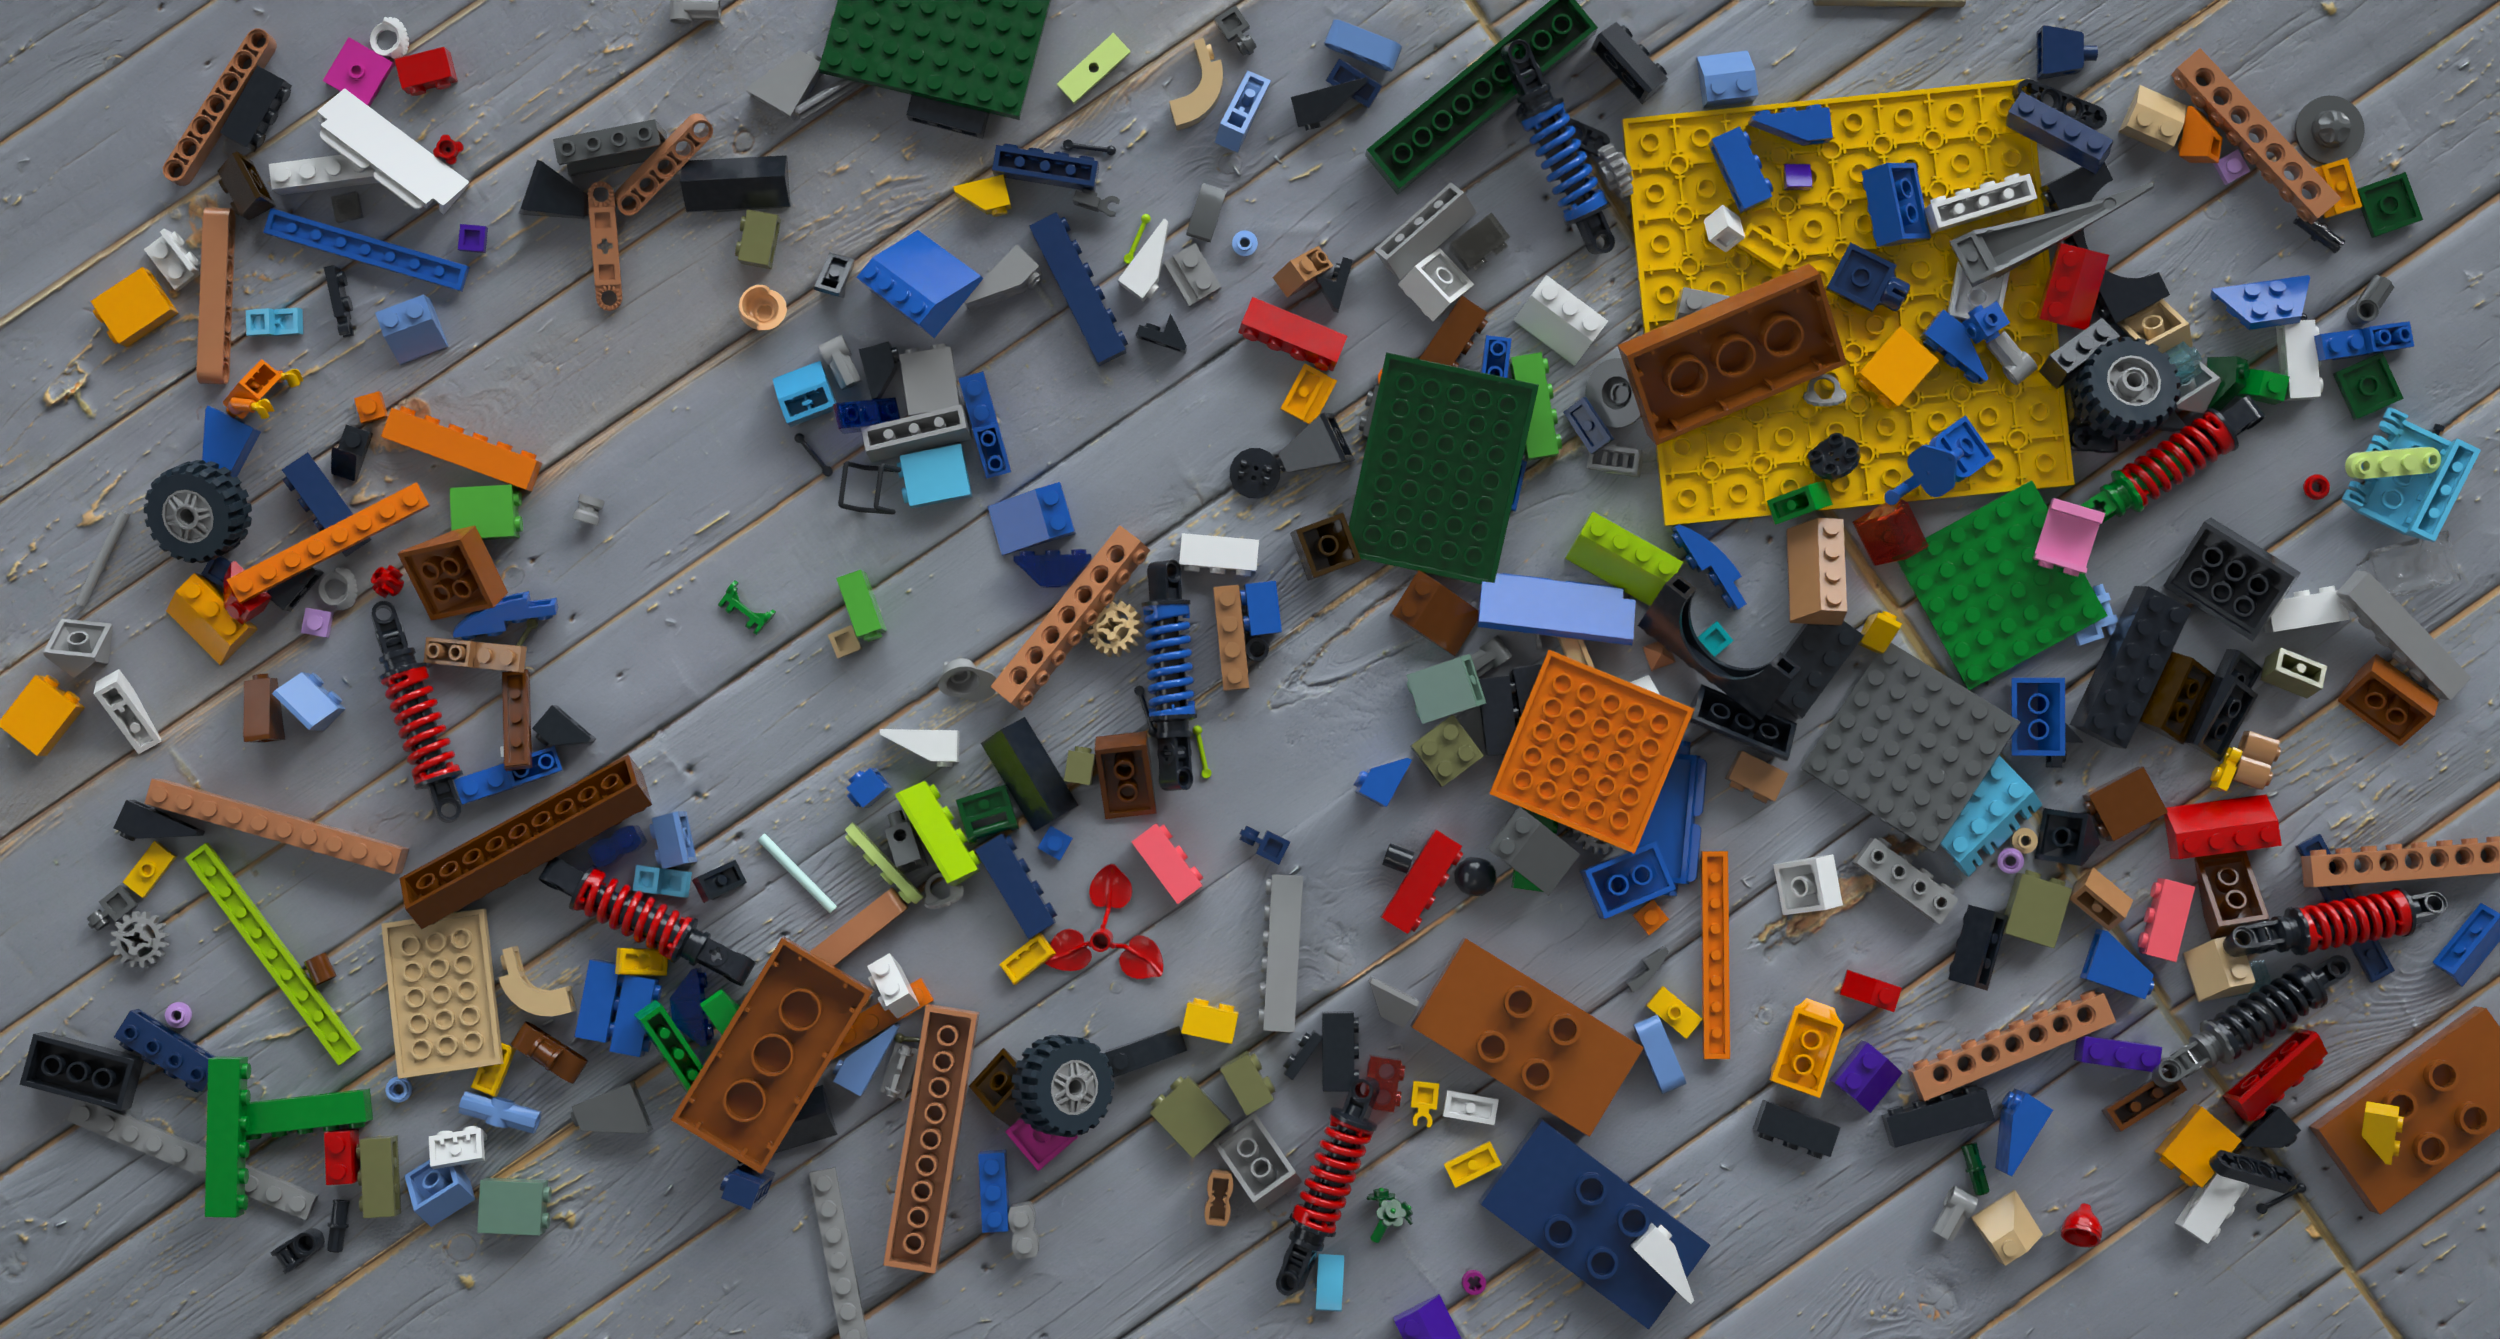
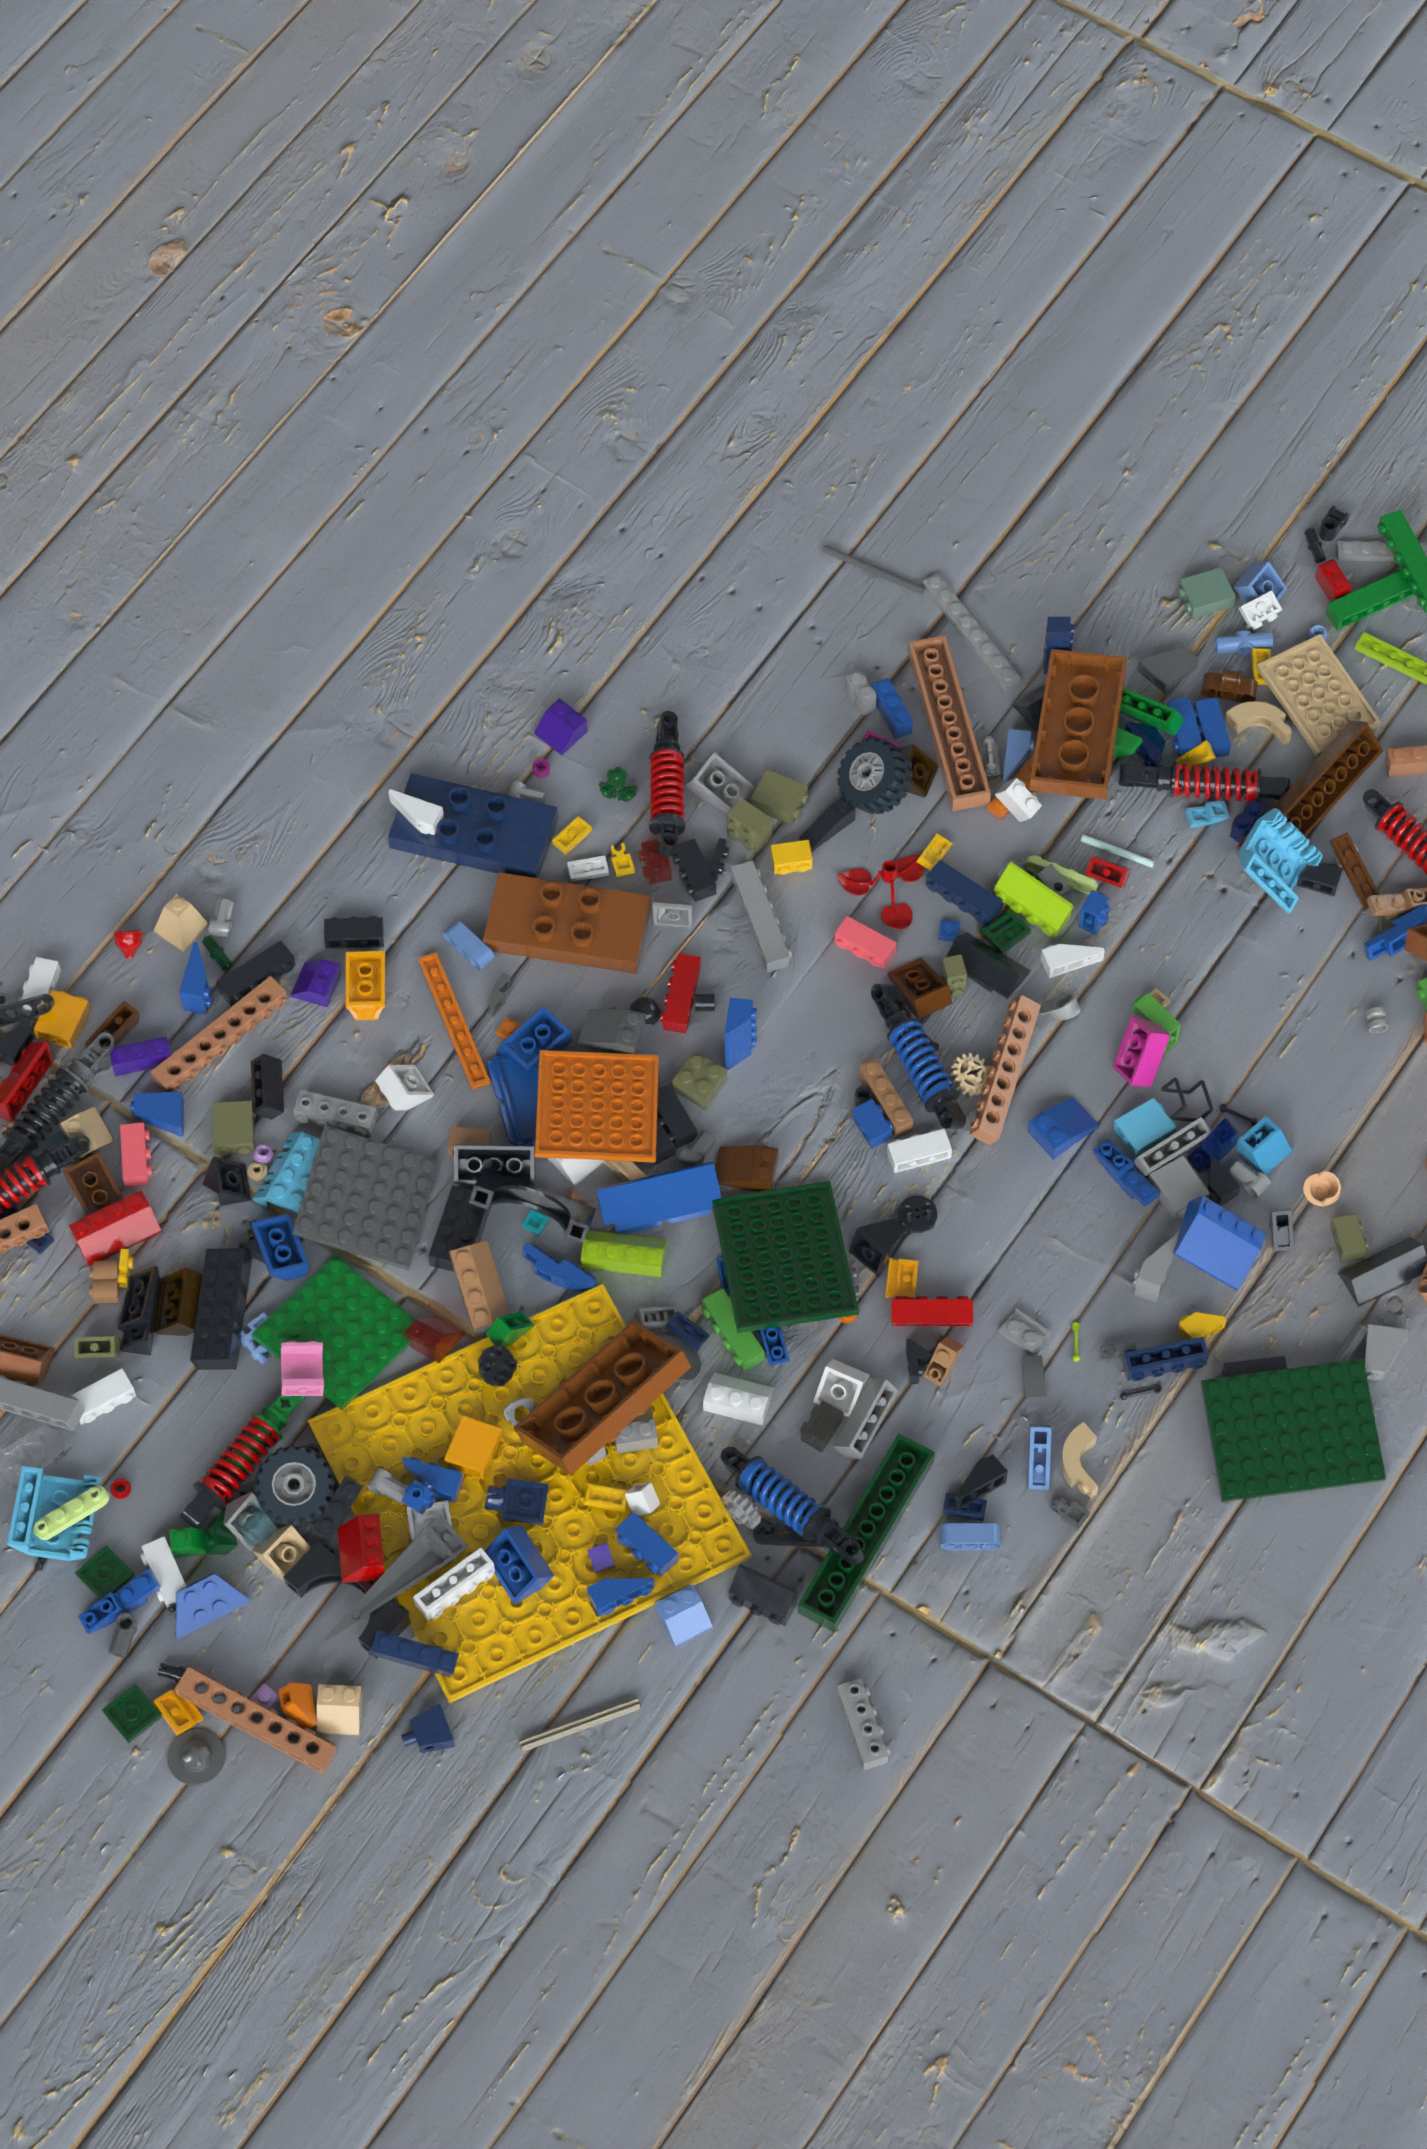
camera: 165 degrees right, 25 degrees down
(320, 969) = (1407, 683): reddish brown beam -> none
(379, 1176) = (1302, 580): olive brick -> none
(498, 780) = (1356, 828): blue slope -> none
(614, 763) = (1276, 856): none -> medium azure slope
(673, 839) = (1210, 837): medium blue slope -> none
(719, 881) = (1168, 824): black slope -> none
(758, 618) = (1248, 1002): green piece -> none
(824, 840) = (1108, 871): none -> red brick
(861, 928) = (1060, 827): nougat beam -> none
(899, 567) = (1141, 1051): none -> dark pink slope
(1053, 568) = (1033, 1099): clear blue slope -> none
(1077, 288) = (1102, 1288): dark blue brick -> none
(1105, 57) = (1167, 1436): yellowish green tile -> none
(1144, 270) = (1059, 1321): white slope -> none
(1170, 338) = (1022, 1278): black slope -> none
(1206, 772) = (864, 1012): lime hinge -> none
(1218, 1203) = (738, 753): medium nougat brick -> none
(1244, 251) = (995, 1371): light blue plate -> none
(1270, 846) = (798, 978): dark blue plate -> none
(1325, 546) = (845, 1177): dark brown slope -> none
(1329, 1282) = (640, 734): medium azure slope -> none
(1445, 689) = (717, 1115): sand green brick -> none
(1456, 333) = (813, 1353): reddish brown brick -> none
(1515, 1249) = (520, 790): none -> light grey piece
(1674, 1012) = (468, 976): yellow plate -> none
(1870, 990) = (333, 1035): red slope -> none
(1879, 631) = (417, 1267): yellow slope -> none
(1946, 460) = (404, 1399): blue plate -> none
(2060, 101) = (417, 1685): black beam -> none
(2101, 899) = (188, 1148): medium nougat brick -> none
(2124, 804) = (192, 1219): reddish brown brick -> none
(2231, 578) = (166, 1394): black slope -> none

